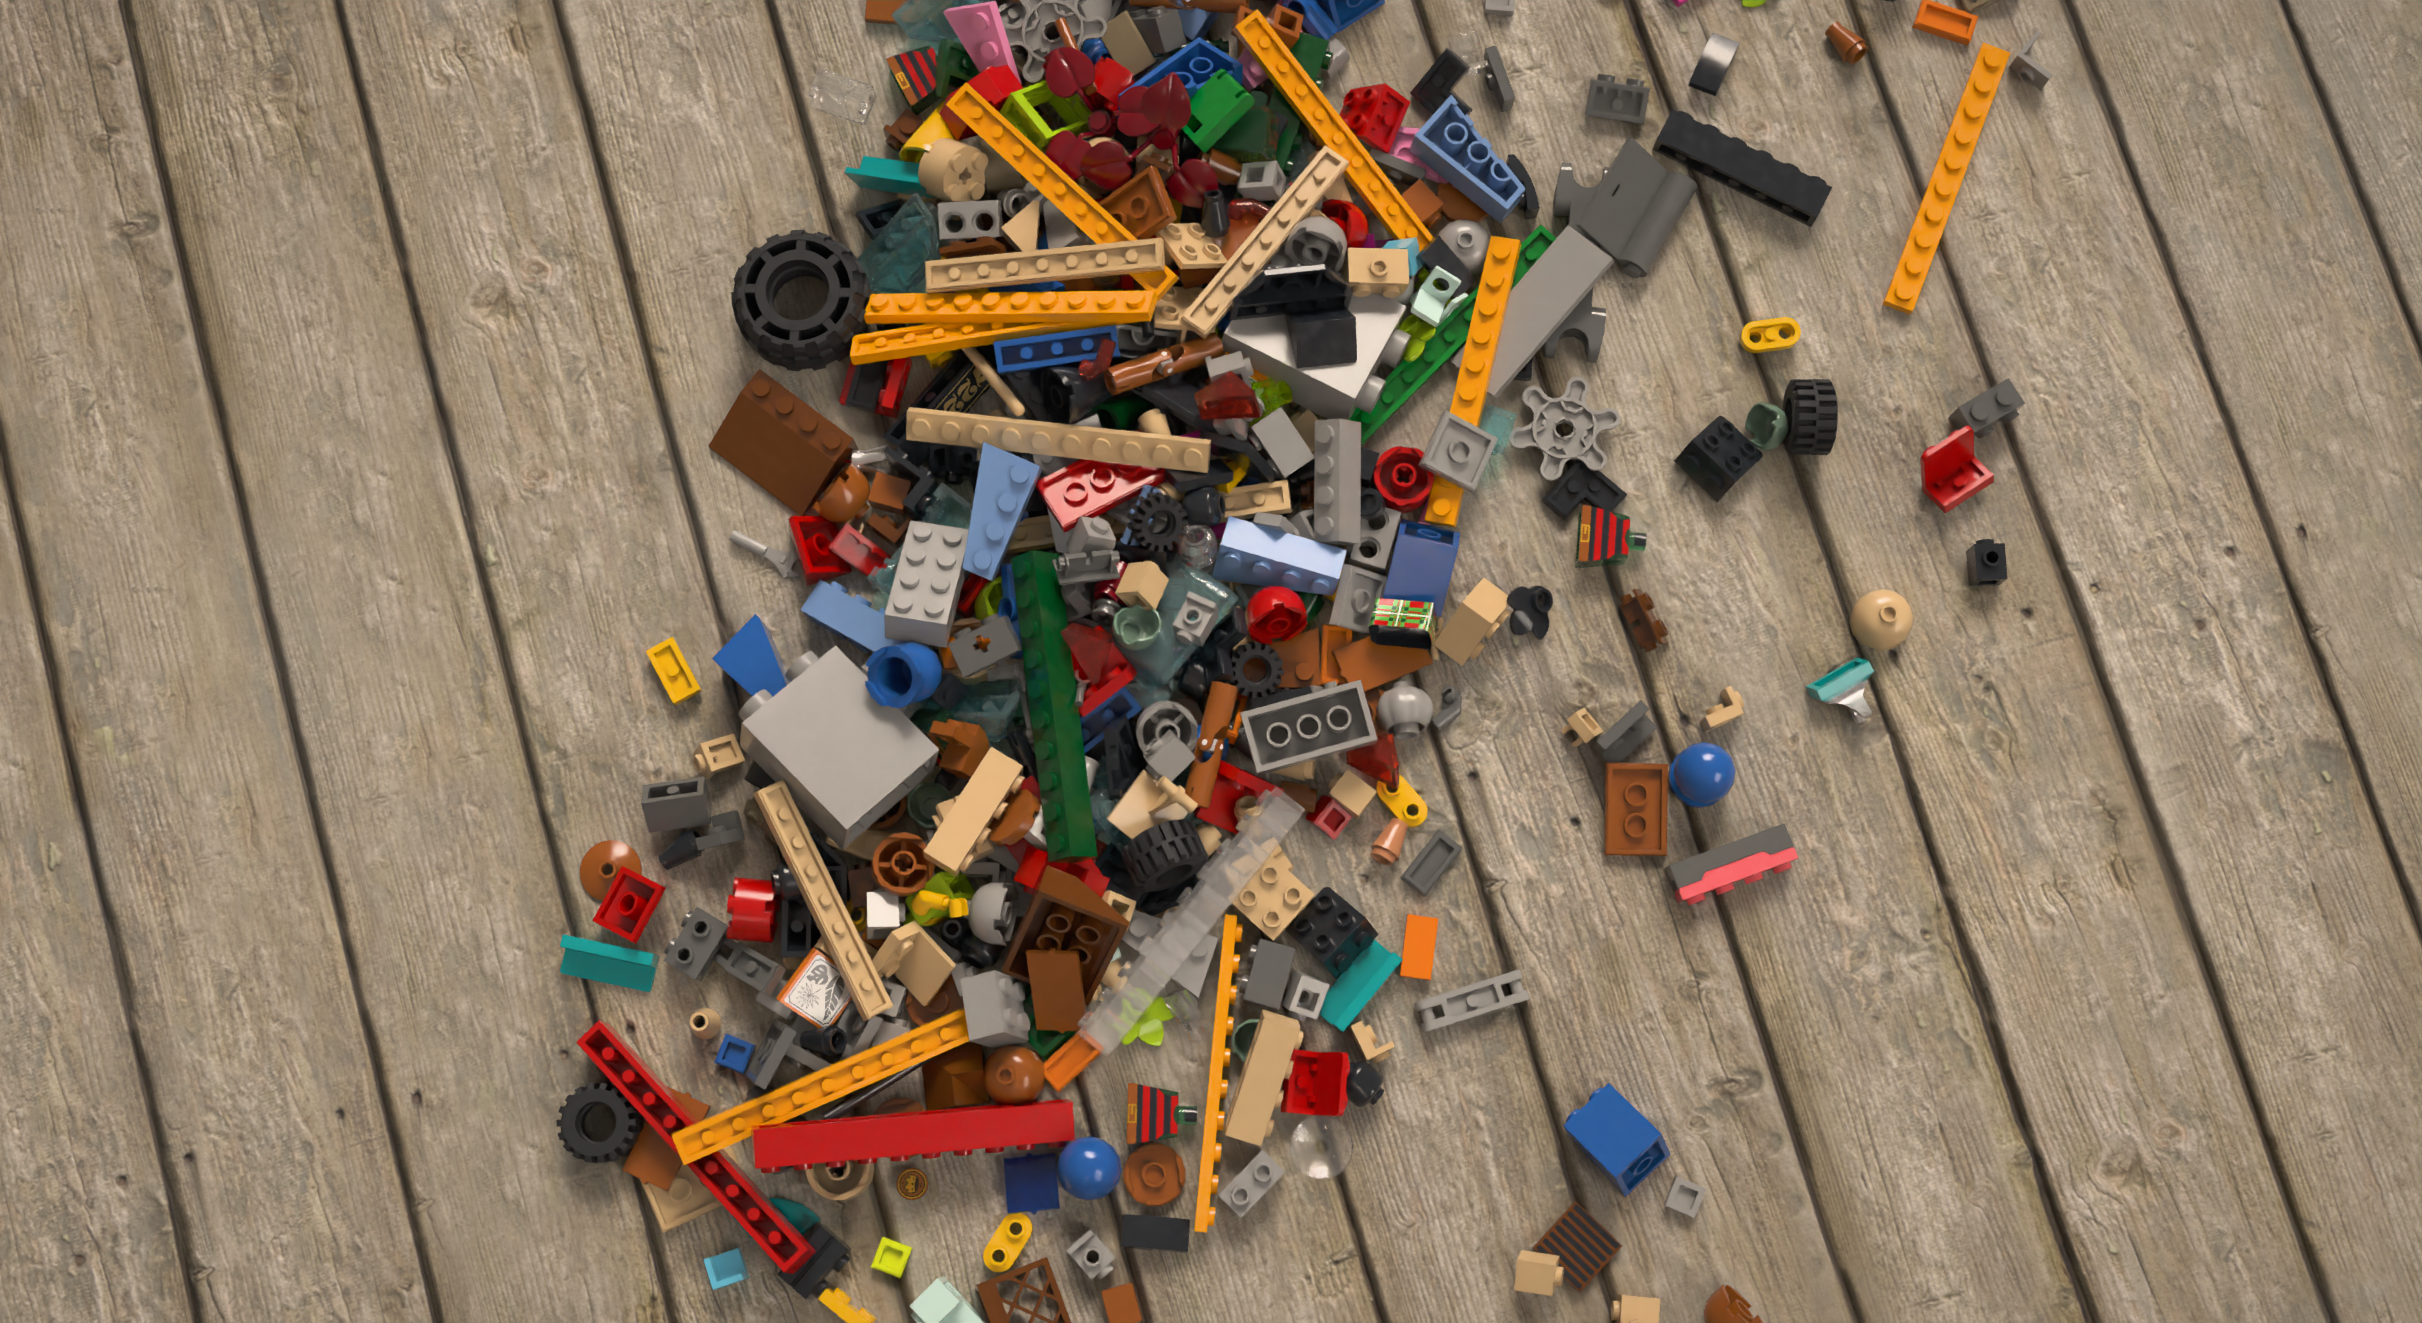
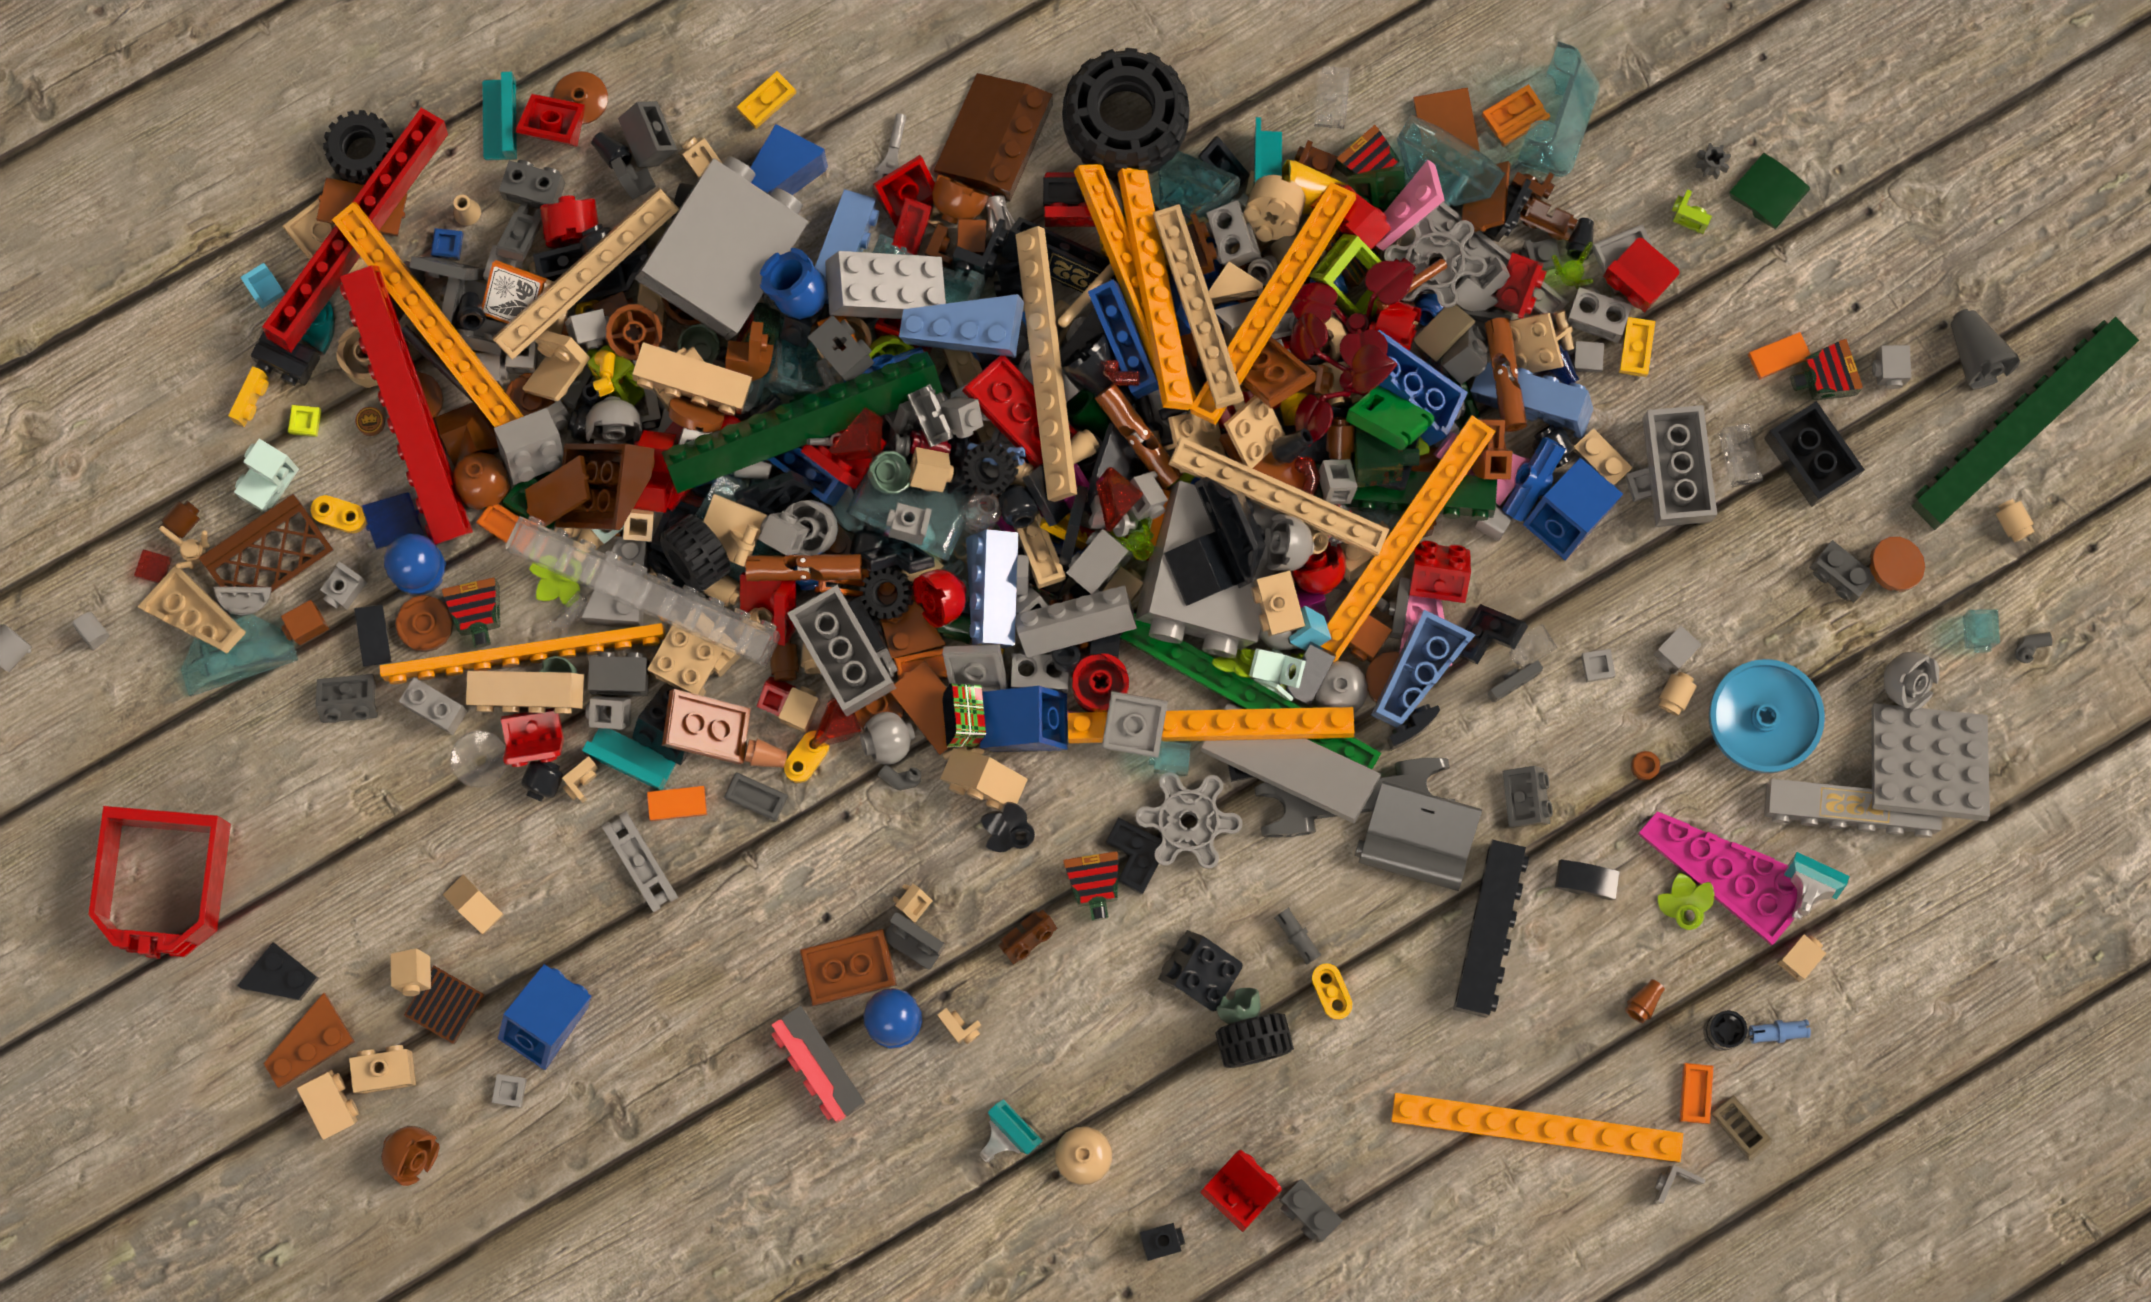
camera: 75 degrees right, 0 degrees up
(1217, 1278) = (346, 698): none -> dark grey bracket
(1349, 893) = (706, 726): none -> tile
(1475, 1191) = (473, 904): none -> tan slope
(1706, 353) = (1297, 936): none -> dark grey pin

